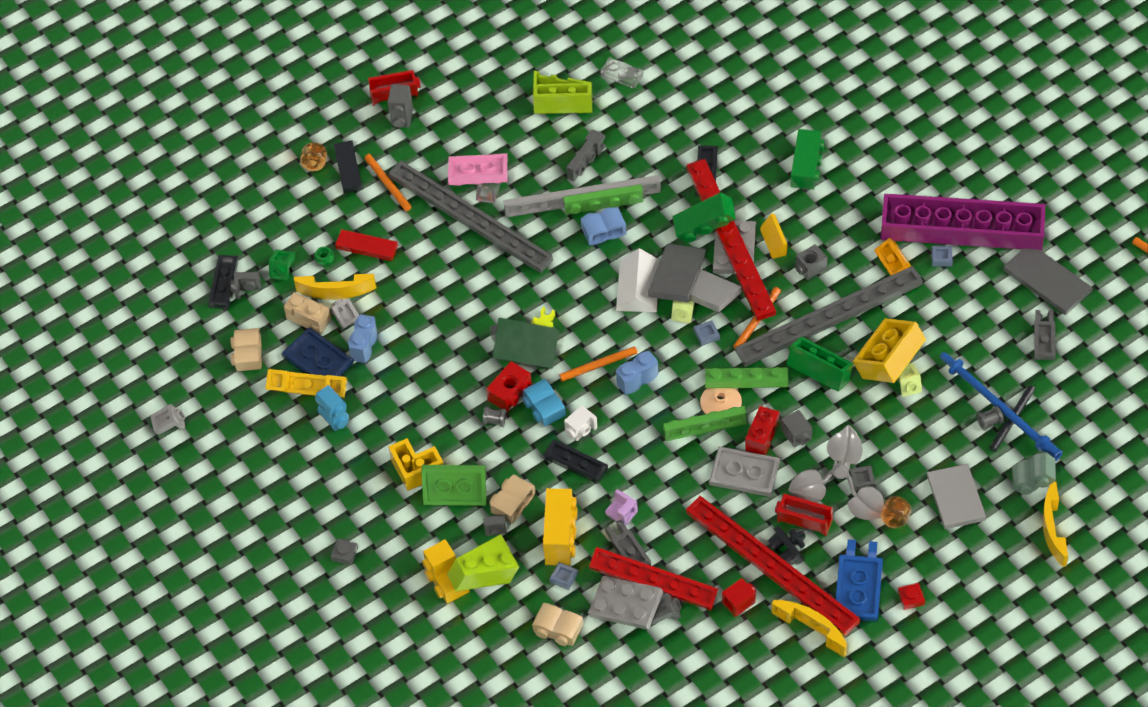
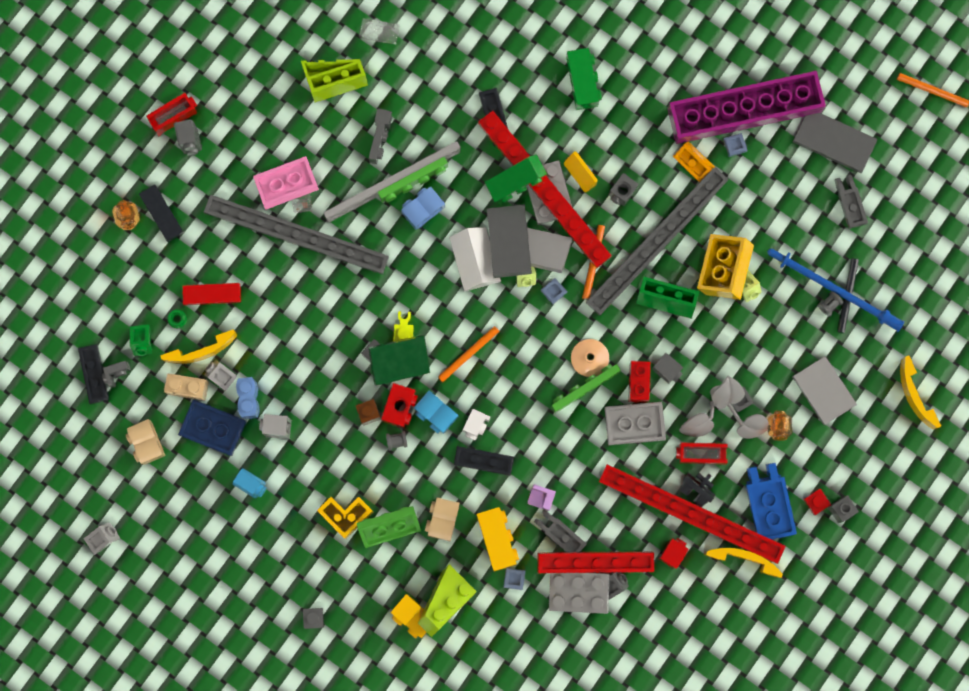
camera: 25 degrees left, 25 degrees up
(303, 383) = (214, 460): yellow slope -> none
(379, 366) = (275, 426): none -> light grey brick
(387, 182) = (205, 219): orange bar -> none
(476, 383) = (368, 412): none -> reddish brown brick
(494, 525) = (437, 550): dark grey plate -> none
(557, 624) = (527, 631): tan brick -> none
(637, 372) = (511, 352): medium blue brick -> none
(746, 377) = (605, 328): bright green plate -> none
(935, 606) = (843, 509): none -> dark grey brick
(1034, 473) = (888, 352): sand green brick -> none

